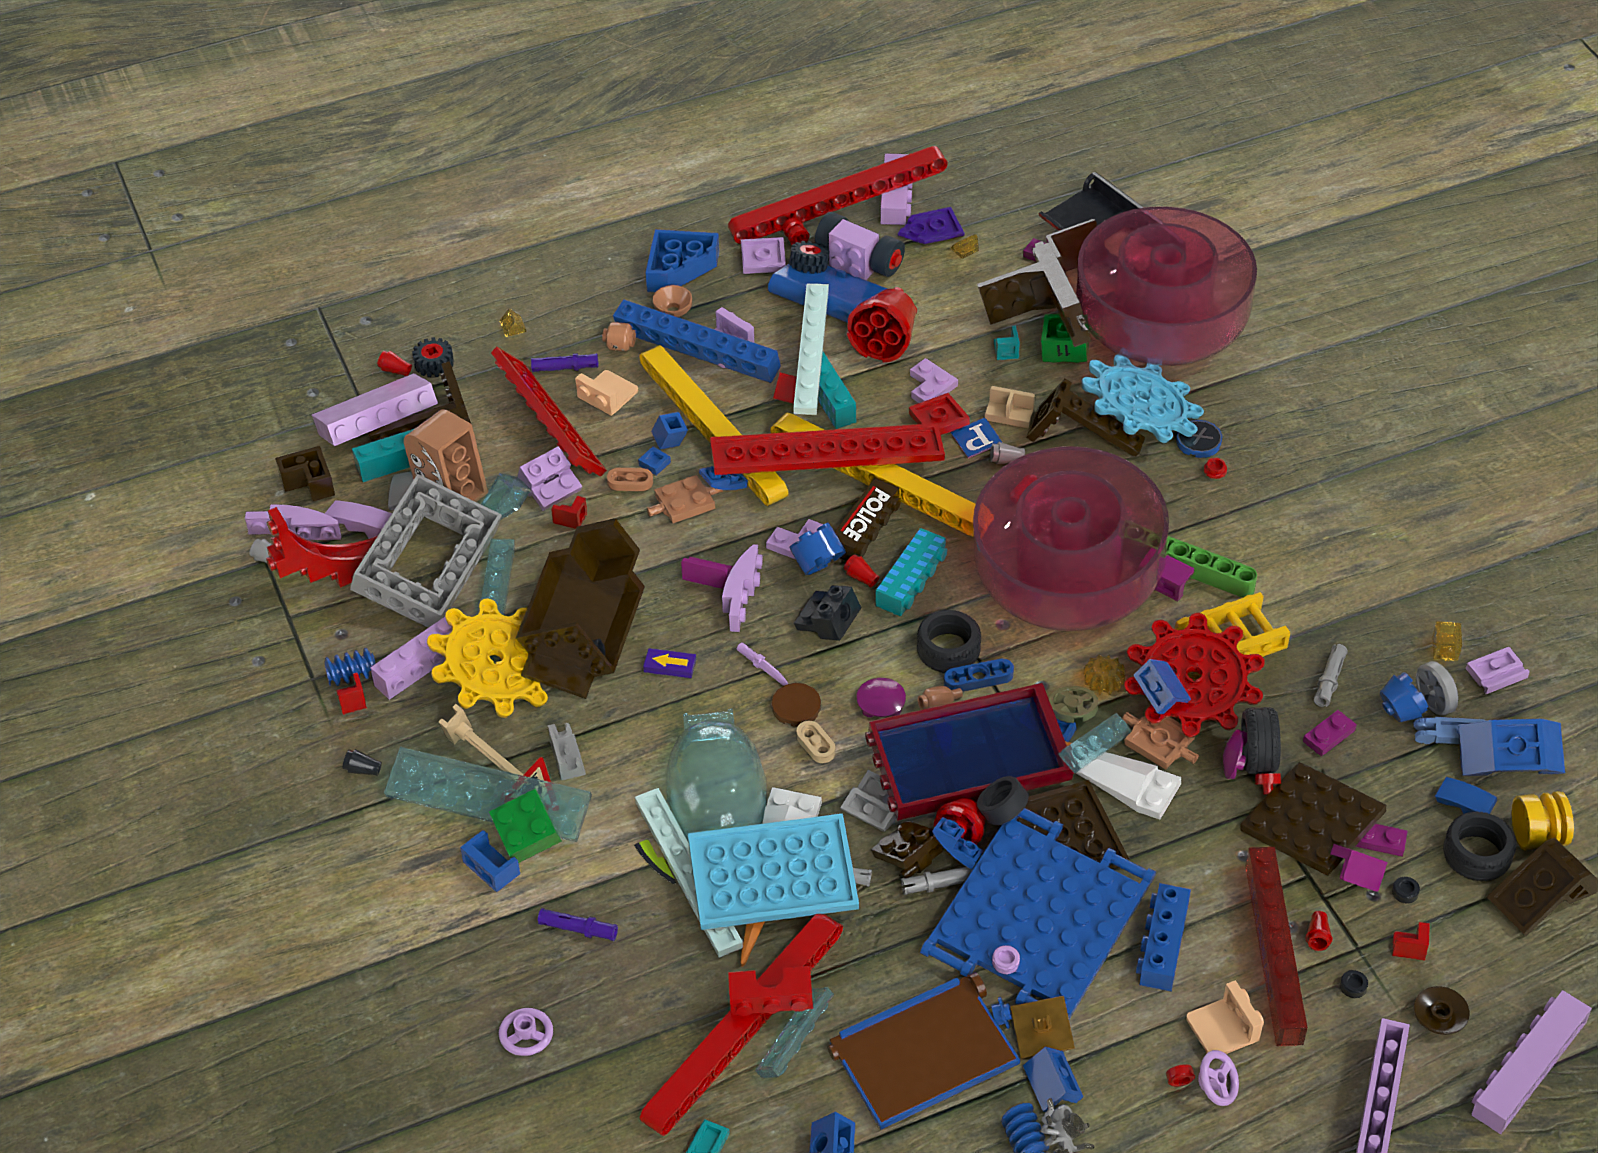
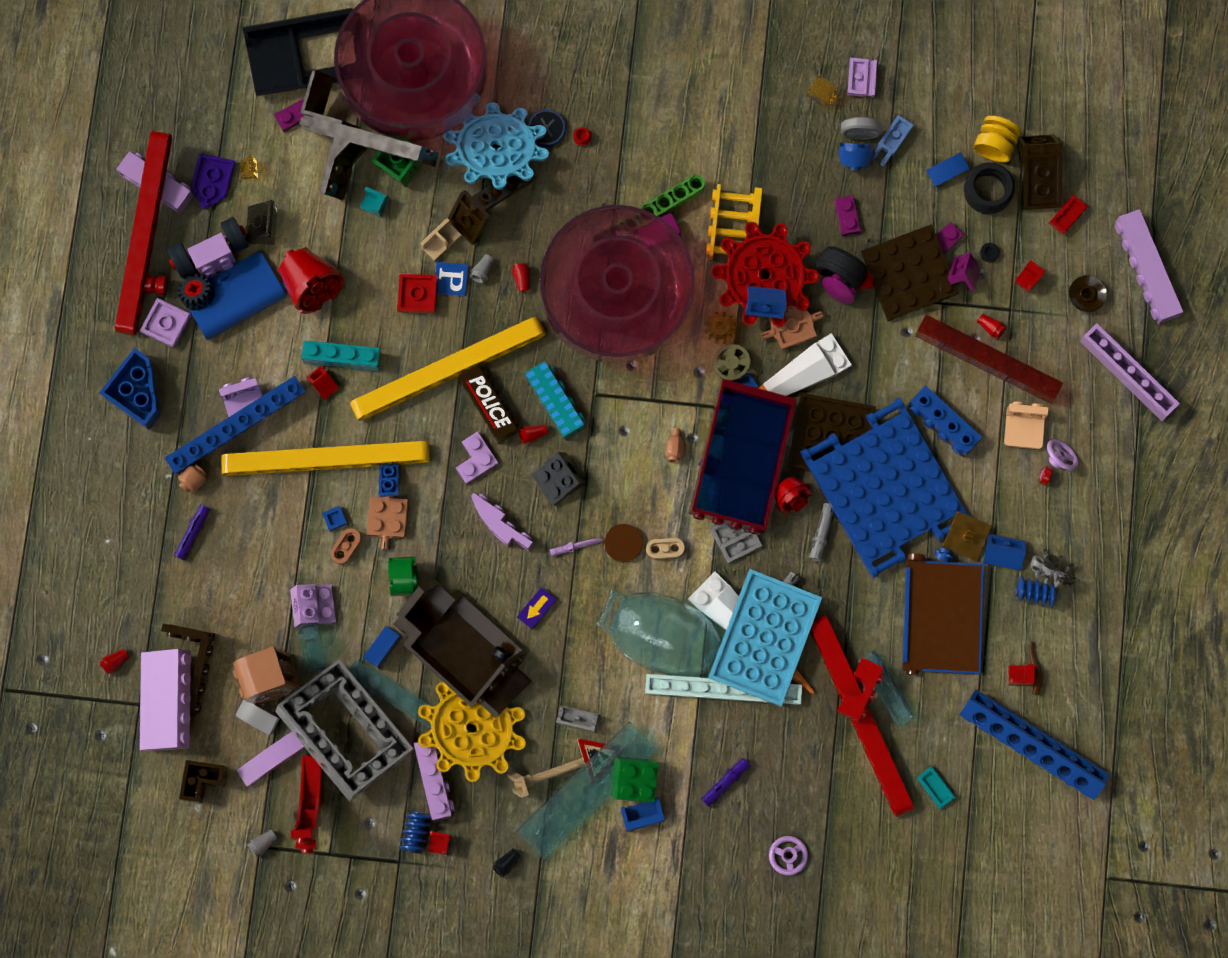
camera: 60 degrees left, 30 degrees up
(302, 521) = (249, 804): lavender slope -> none
(381, 457) = (217, 700): teal brick -> none
(430, 356) = (130, 633): black wheel -> none
(512, 323) = (122, 550): clear yellow slope -> none
(533, 555) = (382, 647): none -> blue panel
(548, 412) = (244, 572): red plate -> none
(572, 515) = (352, 606): red panel -> none
(606, 391) = (243, 516): light nougat bracket -> none
(633, 521) = (402, 575): none -> green brick
(657, 863) = (701, 704): sticker -> none
(669, 430) = (319, 494): blue brick -> none
(670, 297) = (174, 410): nougat piece -> none
(705, 572) = (468, 538): magenta panel -> none
(811, 349) = (308, 349): light aqua plate -> none
(817, 549) = (505, 455): blue brick -> none
(826, 449) = (415, 395): red plate -> none
(881, 697) = (650, 483): magenta dish -> none
(909, 848) = (787, 539): dark brown plate -> none
(920, 278) = (261, 223): none -> clear smoke slope
(933, 379) = (378, 273): lavender plate -> none
(950, 835) = (809, 509): blue slope -> none
(952, 623) = (639, 393): black tyre -> none
(984, 667) = (671, 423): blue beam -> none
(1002, 800) = (813, 458): black tyre -> none
(1006, 959) = (913, 530): lavender tile -> none
(1095, 743) = (780, 371): clear light blue plate -> none
(1328, 681) = (807, 187): light grey pin -> none
(1353, 984) = (1037, 330): black tile -> none
(1511, 747) = (934, 119): blue slope -> none
(1520, 945) = (1068, 215): none -> red plate

